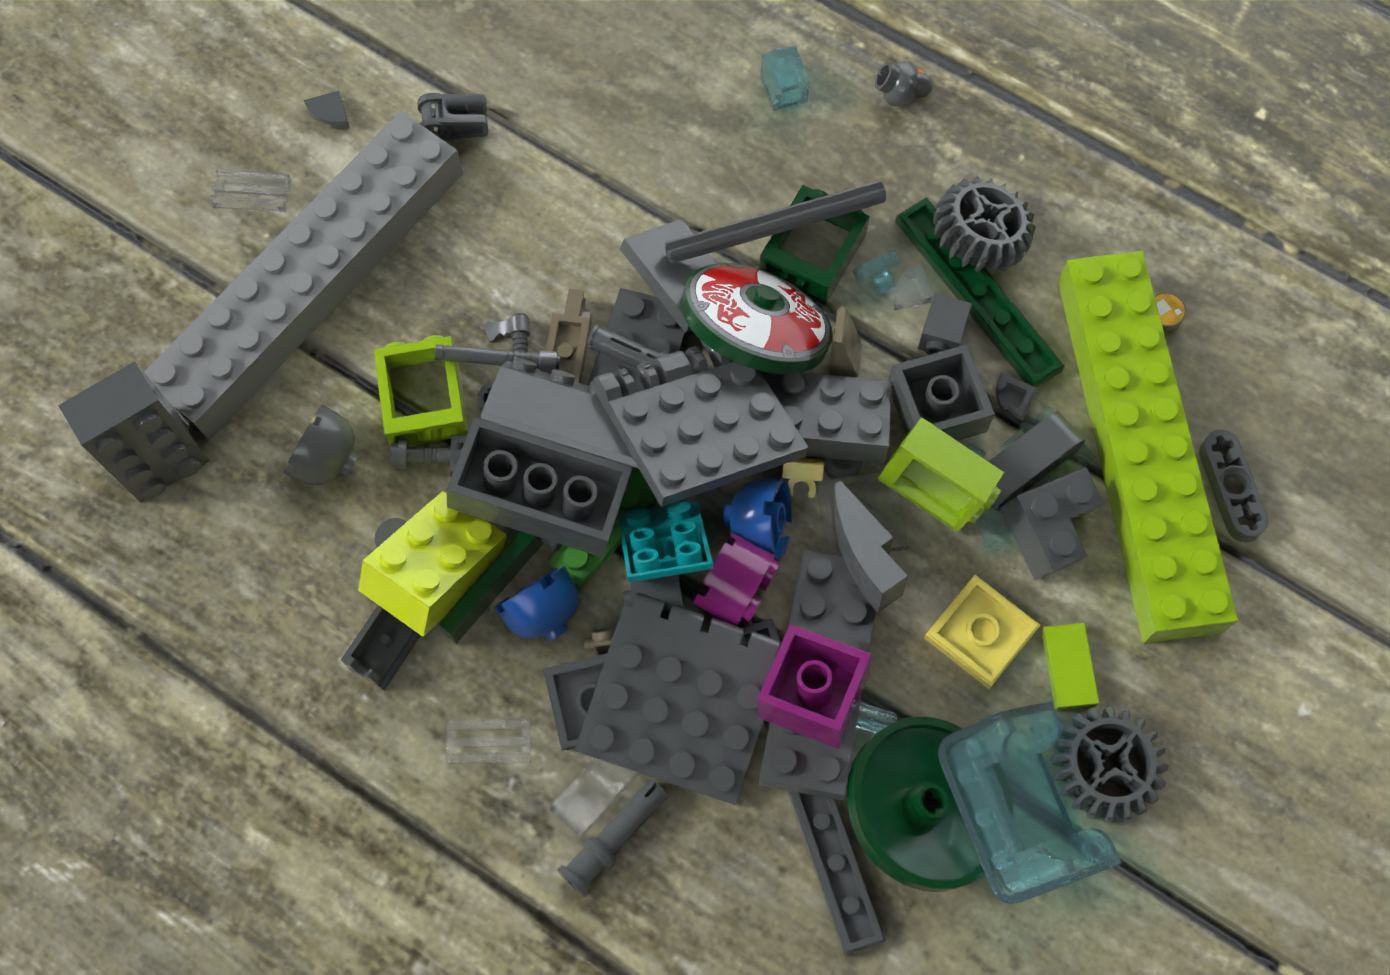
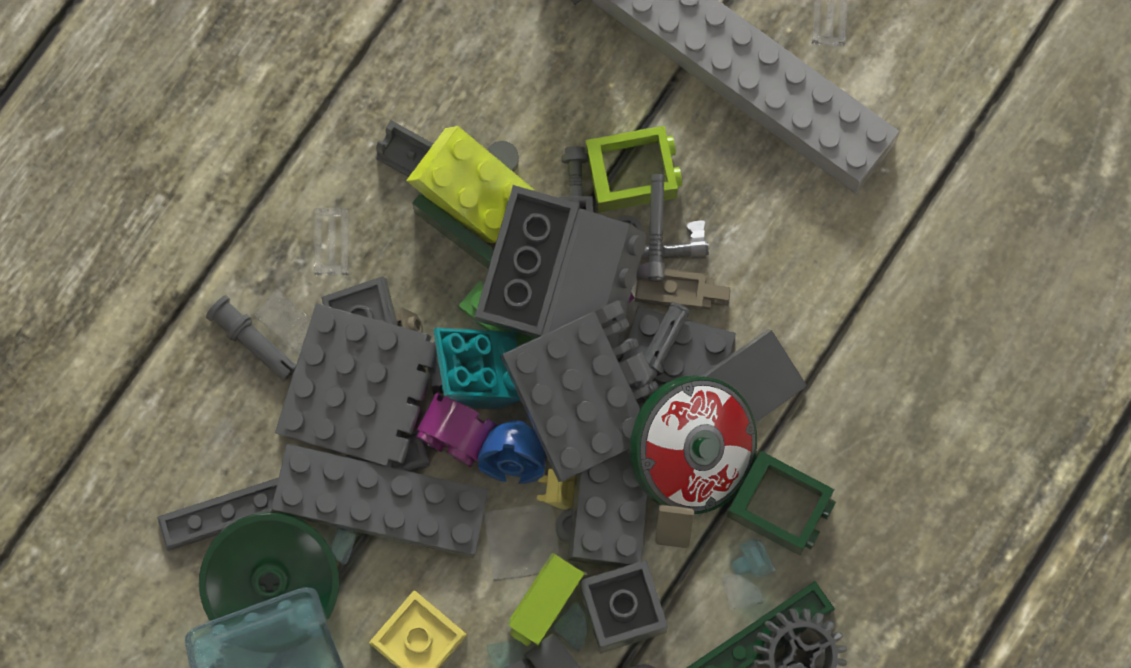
camera: 90 degrees right, 5 degrees up
(323, 450) = (575, 93): dark grey cylinder -> none
(328, 110) = (915, 71): dark grey tile -> none
(454, 114) = (910, 166): dark grey piece -> none
(541, 606) = (437, 273): blue cylinder -> none
(775, 222) = (790, 463): dark grey axle -> none
(784, 78) = (959, 478): clear light blue brick -> none
(814, 686) = (353, 481): magenta brick -> none
(866, 549) = (479, 532): slope -> none
(902, 83) = (957, 587): dark grey animal -> none
(944, 324) = (697, 616): dark grey brick -> none

